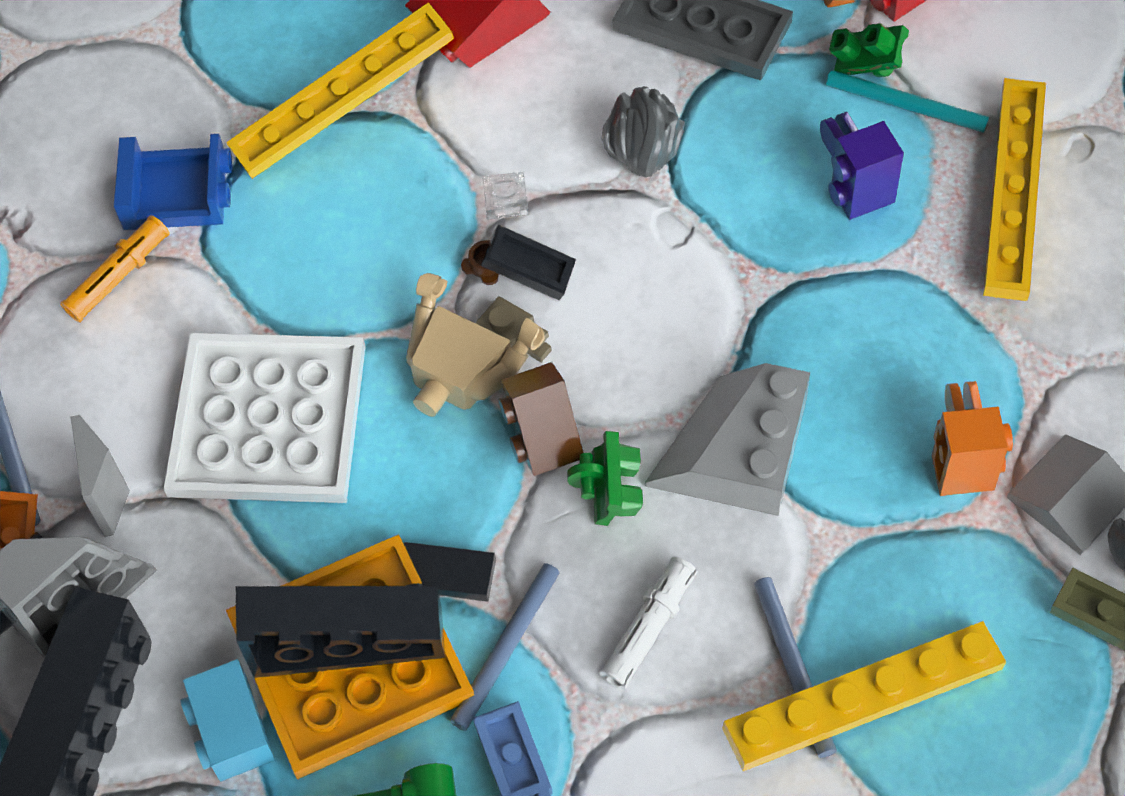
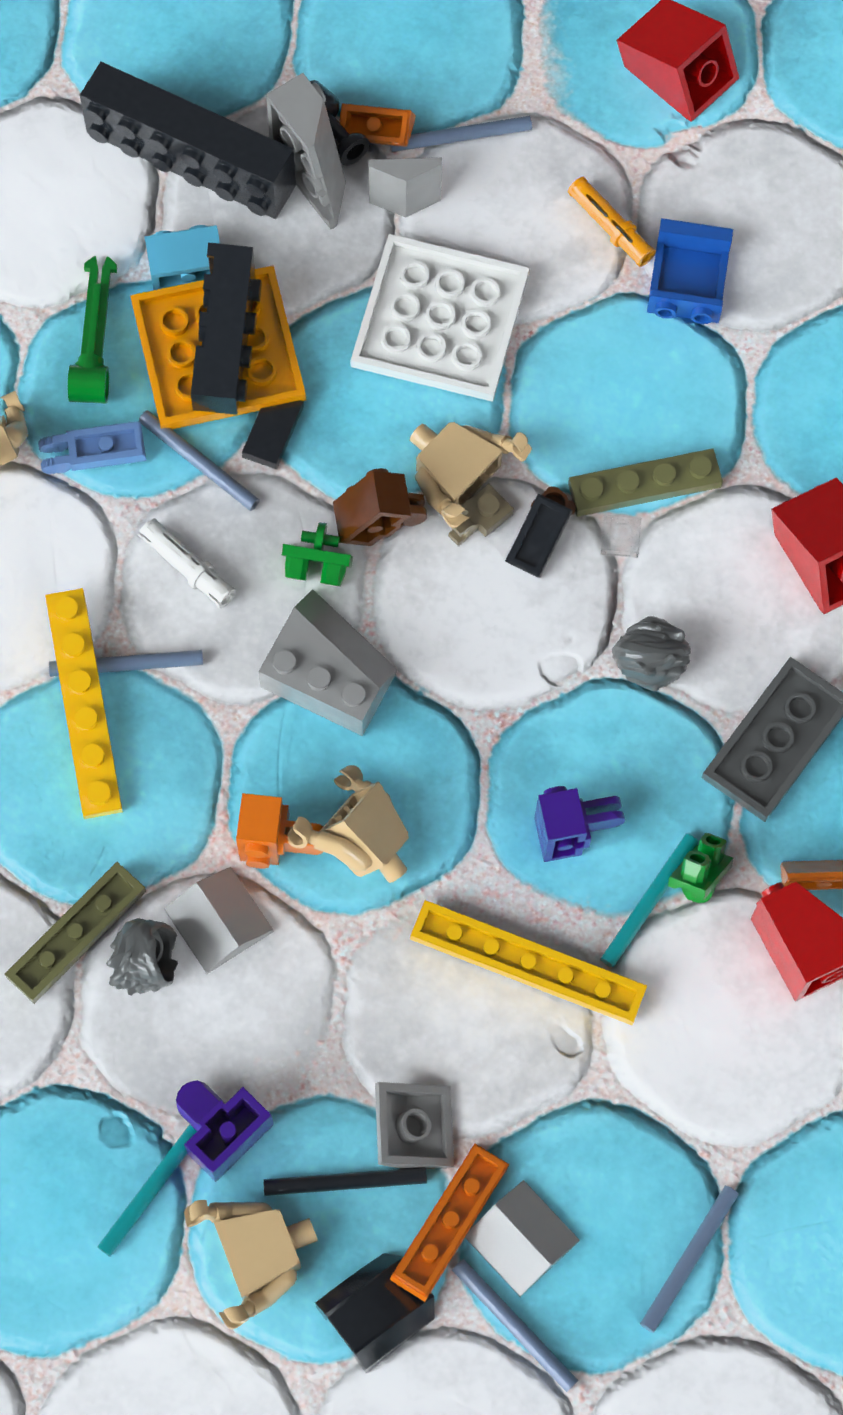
camera: 95 degrees right, 10 degrees up
(340, 90) = (751, 412): yellow plate -> none
(436, 185) = (645, 482): none -> olive plate
(928, 349) = (362, 831): none -> tan torso

